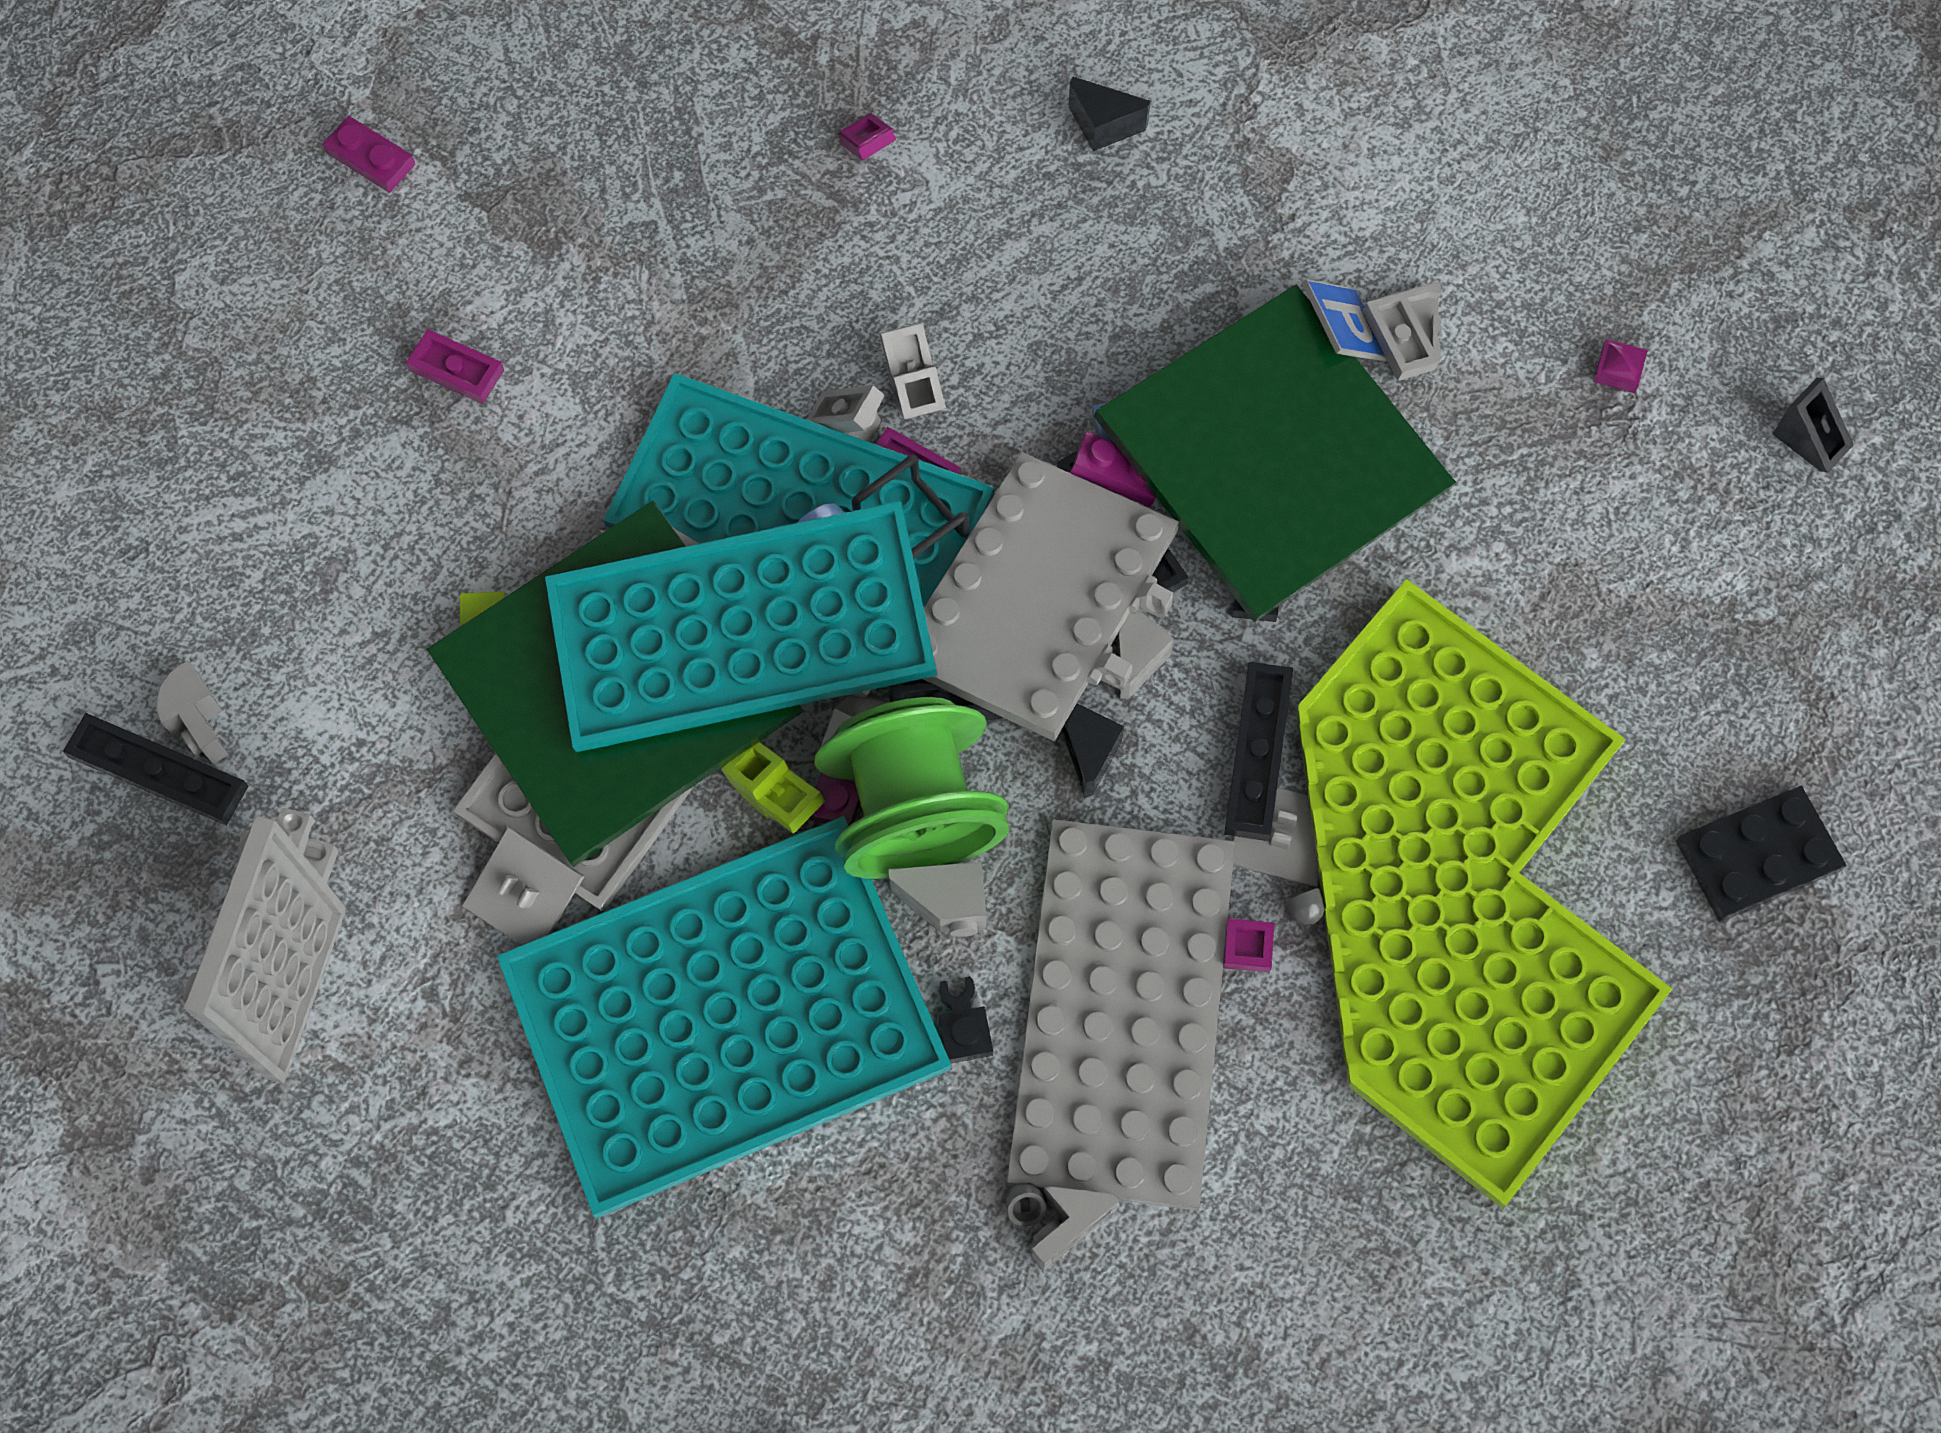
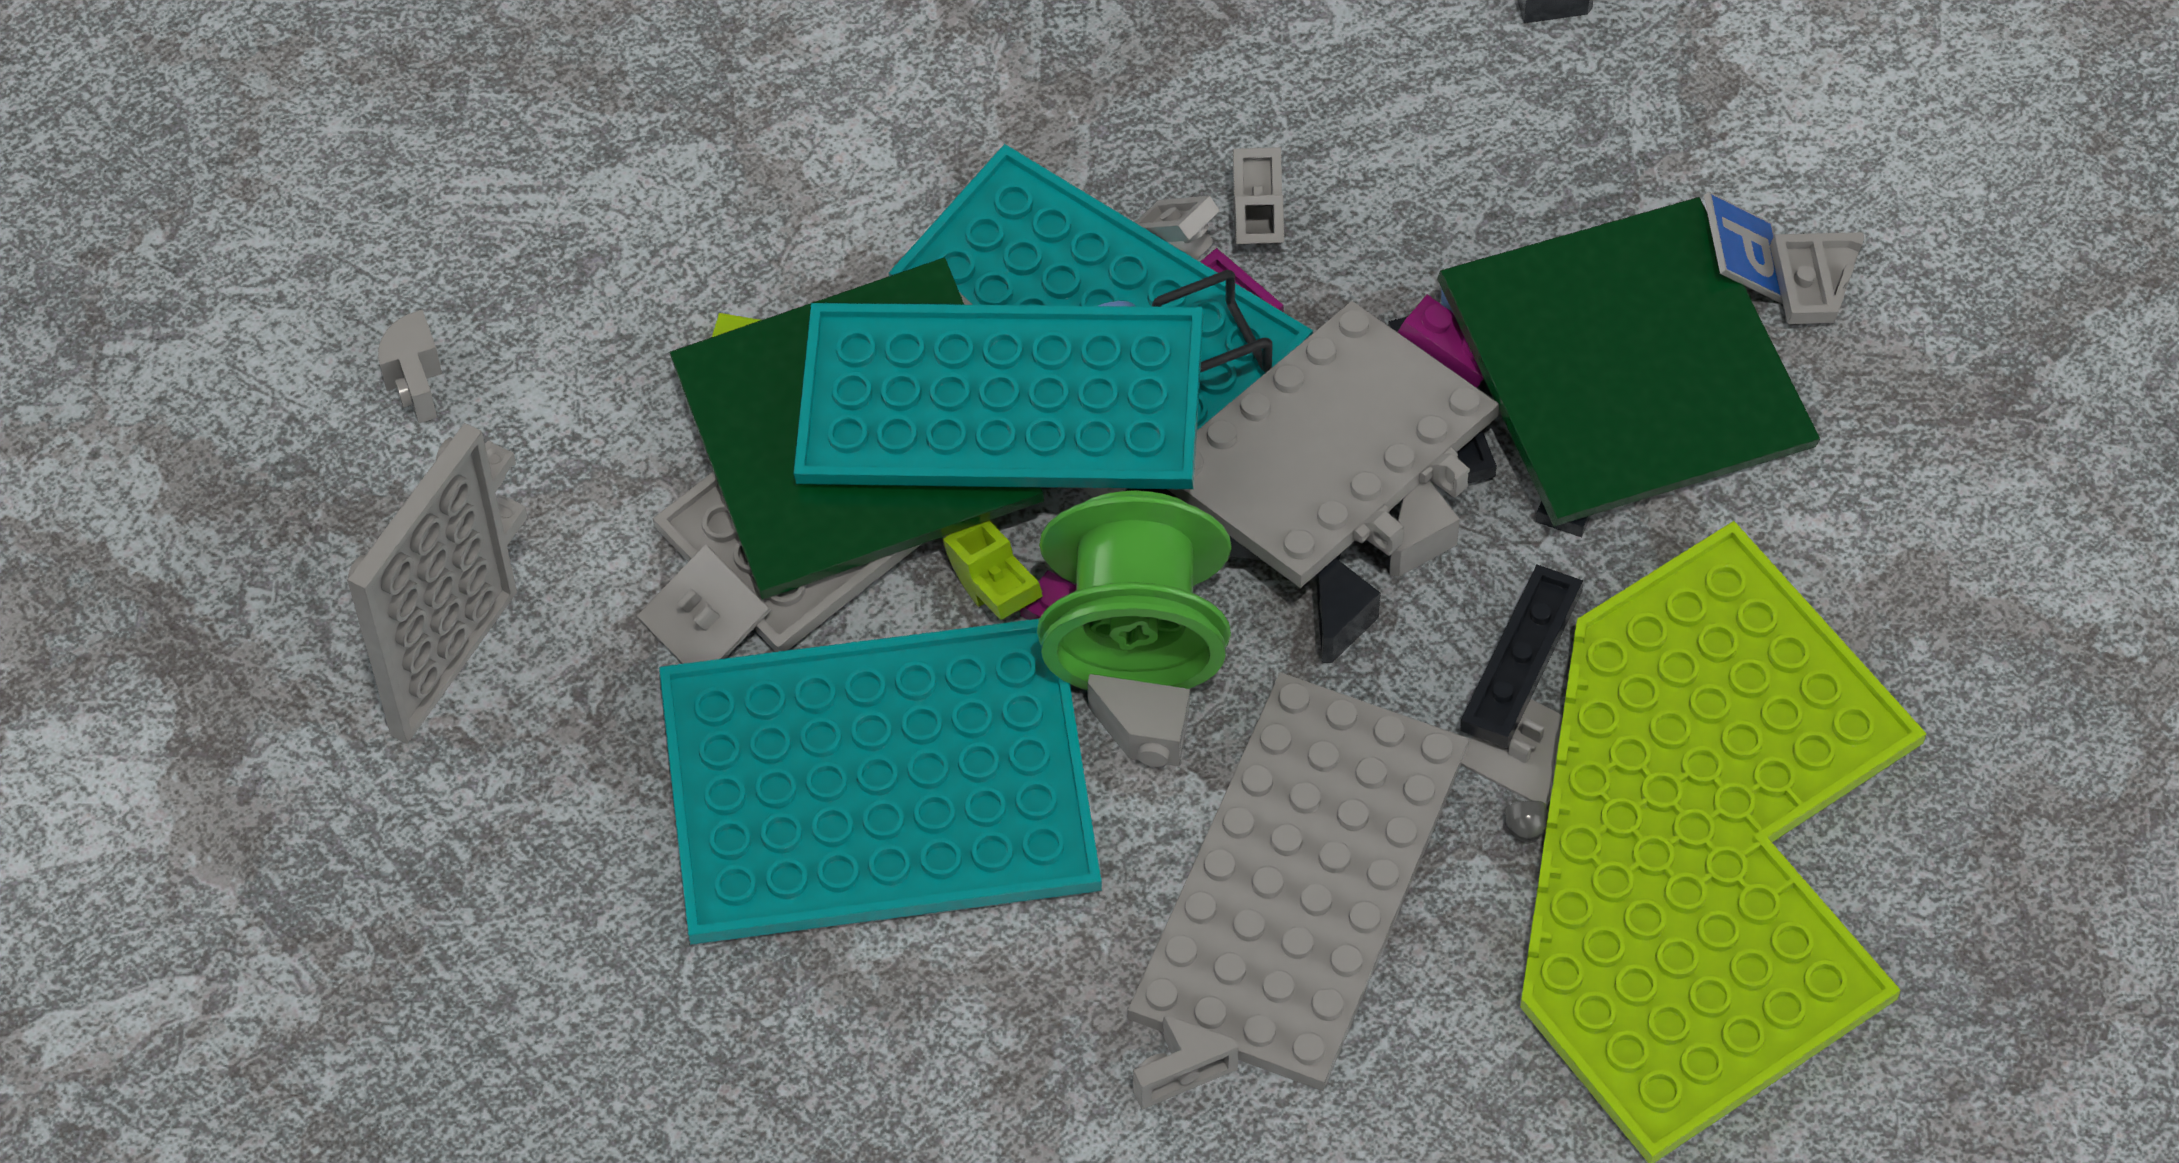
camera: 15 degrees right, 10 degrees down
(155, 769) = (358, 410): black plate -> none
(455, 366) = (776, 90): magenta plate -> none
(965, 1028) = (1127, 853): black plate -> none
(1036, 1202) = (1128, 1036): dark grey hinge -> none
(1249, 945) = (1453, 842): magenta plate -> none
(1620, 365) = (2042, 362): magenta tile -> none
(1760, 853) = (2044, 885): black plate -> none

